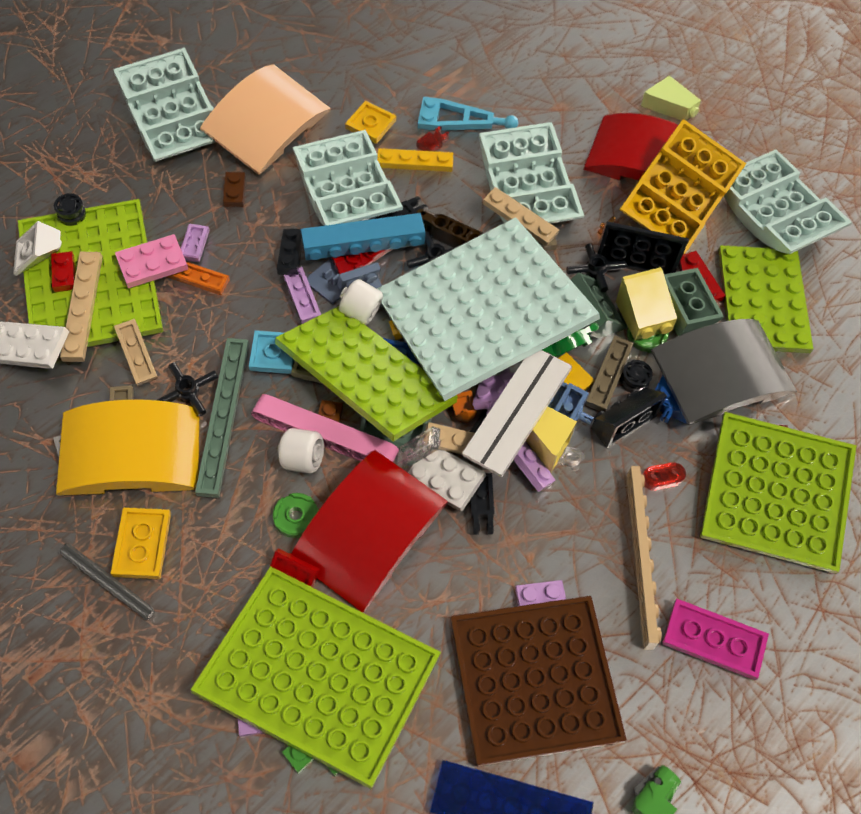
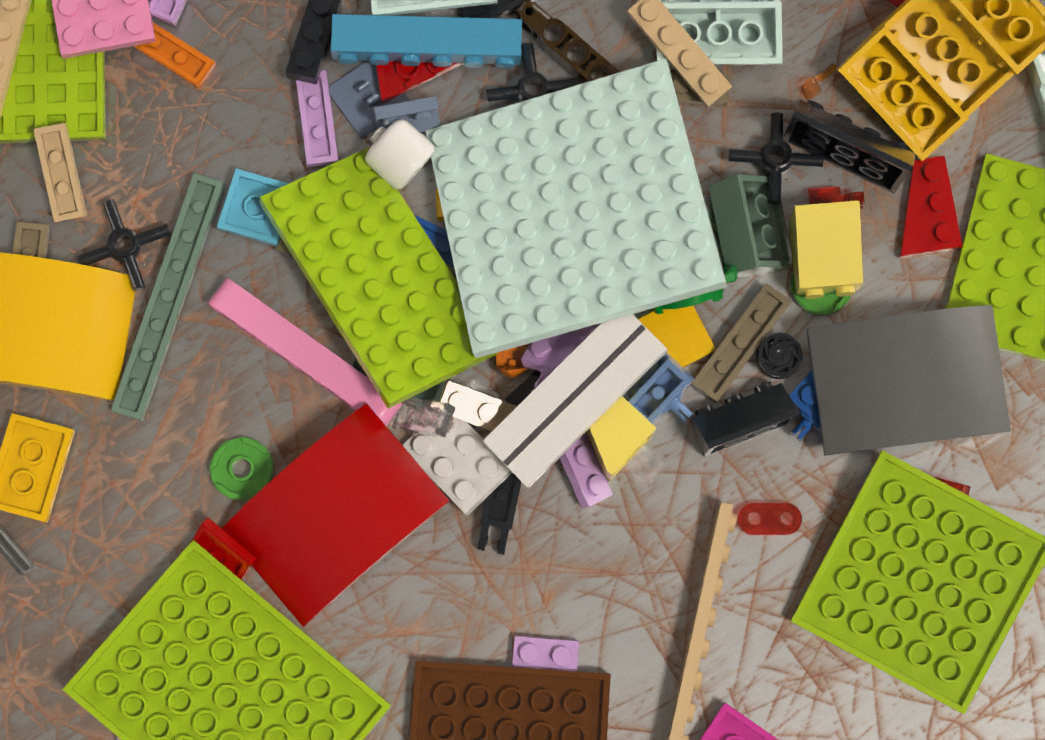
camera: 15 degrees right, 20 degrees up
(301, 450) = (265, 379): white head -> none
(331, 410) = (318, 322): dark orange plate -> none
(692, 301) = (897, 251): sand green slope -> none

